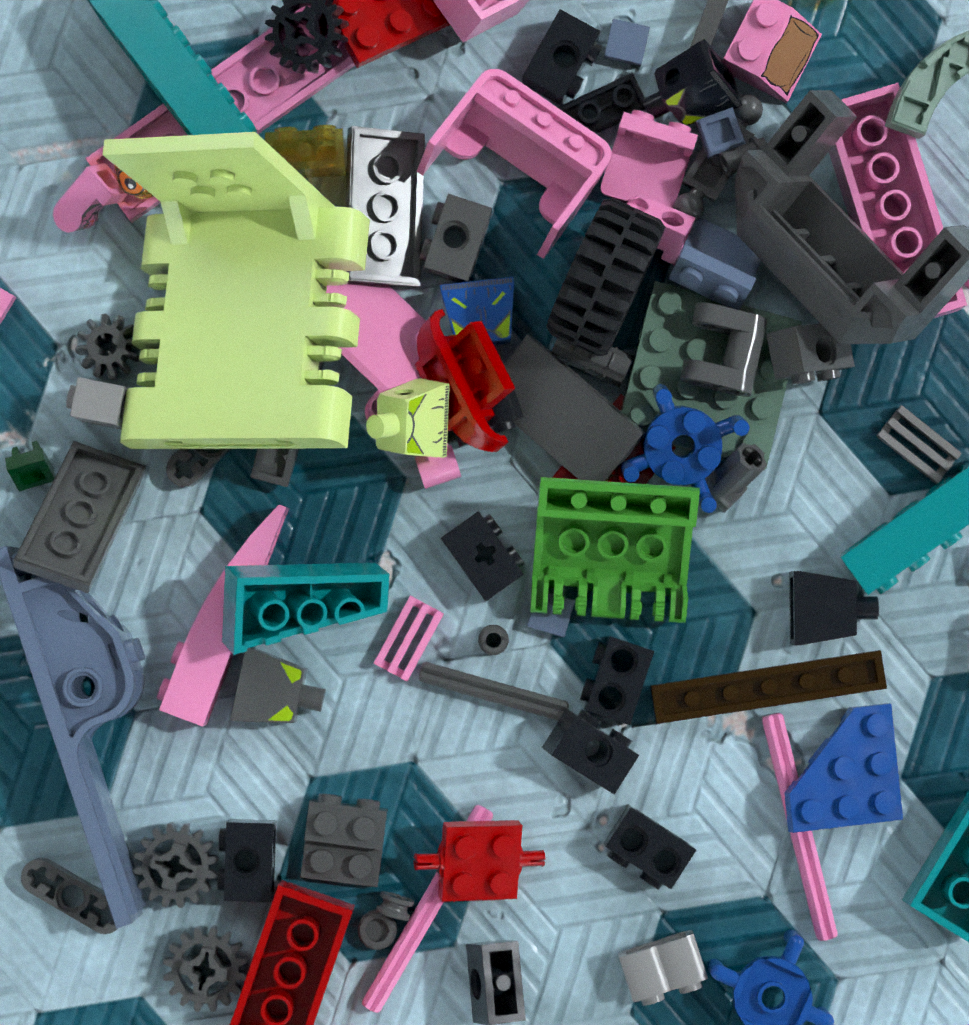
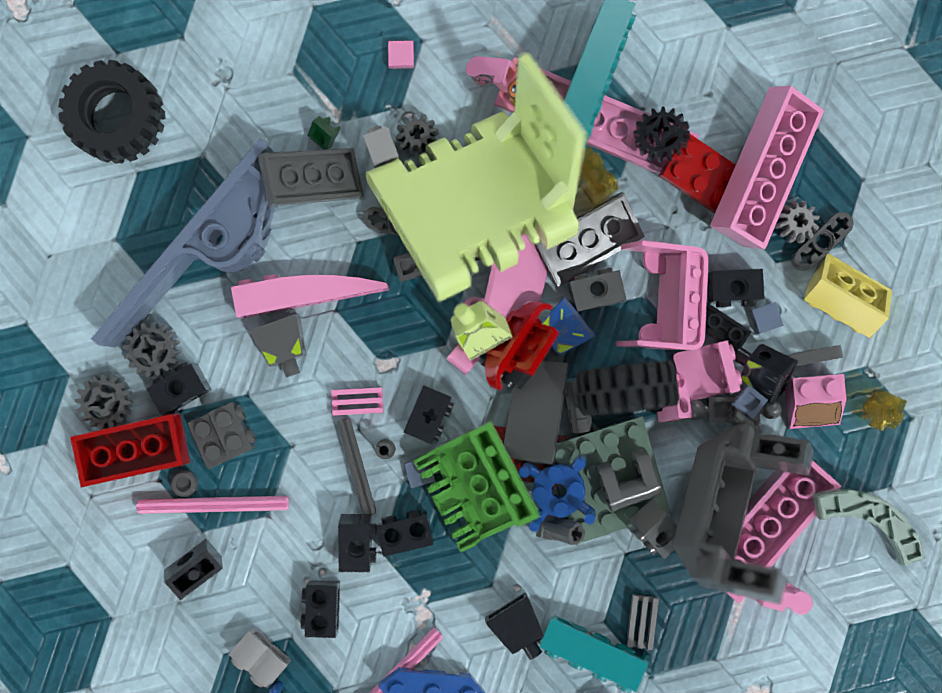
camera: 55 degrees right, 0 degrees up
(57, 901) = (108, 284): dark grey beam -> none
(295, 599) = (338, 325): teal wedge -> none
(394, 905) = (203, 485): dark grey bush -> none
(479, 860) = (256, 518): red plate -> none
(716, 265) = (673, 446): sand blue bracket -> none
(768, 686) = (453, 621): dark brown plate -> none

